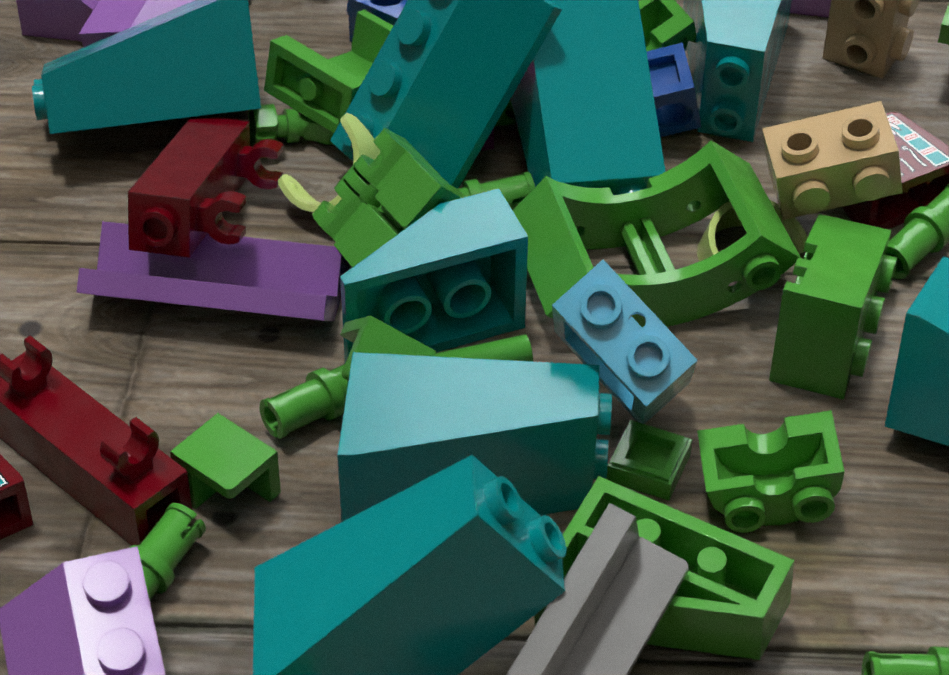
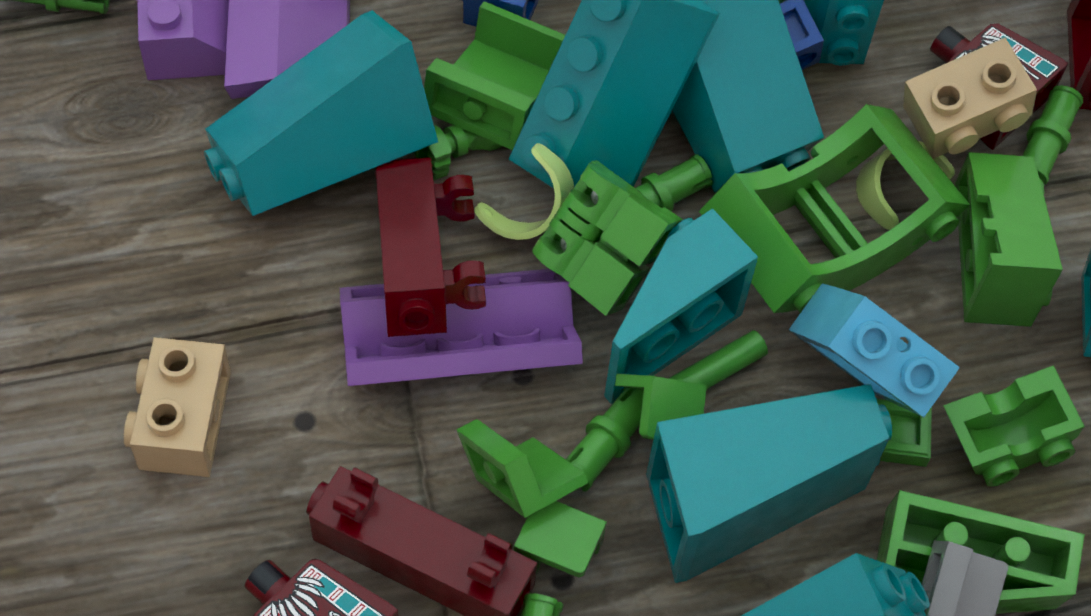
camera: 20 degrees left, 15 degrees up
(192, 388) = (520, 475): none -> bright green panel

